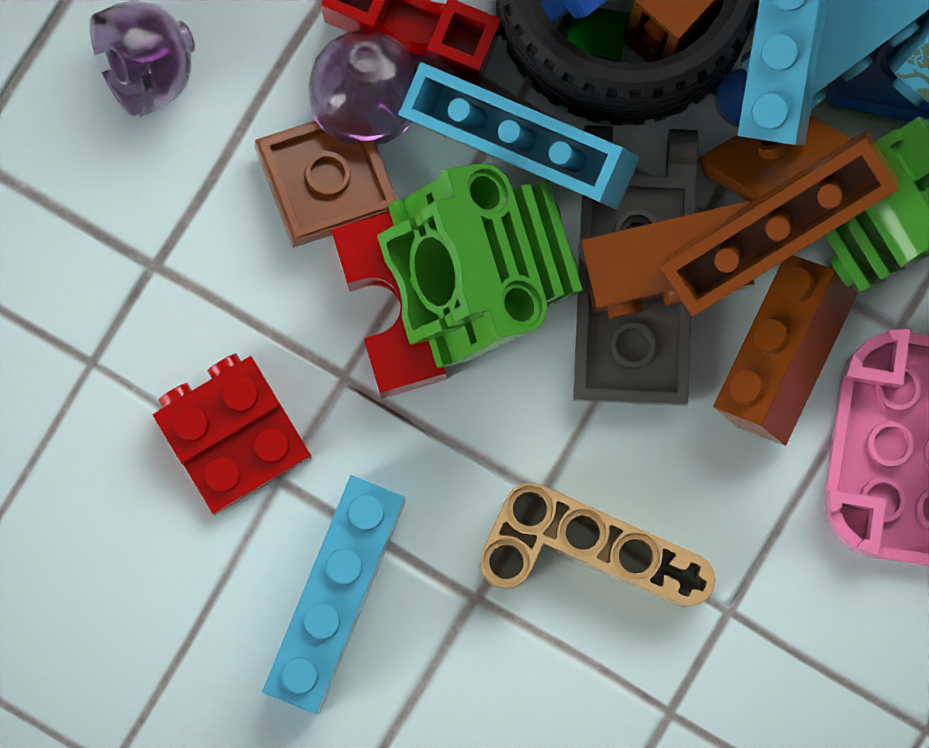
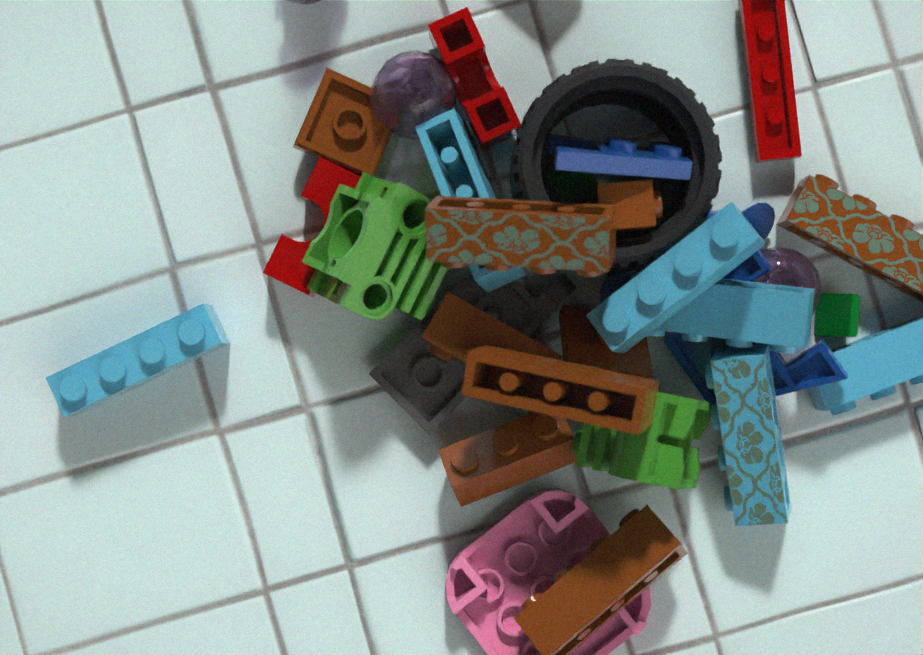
camera: 45 degrees right, 5 degrees up
(230, 432) = (166, 217): red plate -> none
(601, 557) = (302, 473): tan beam -> none
(606, 112) = (521, 234): none -> dark orange brick

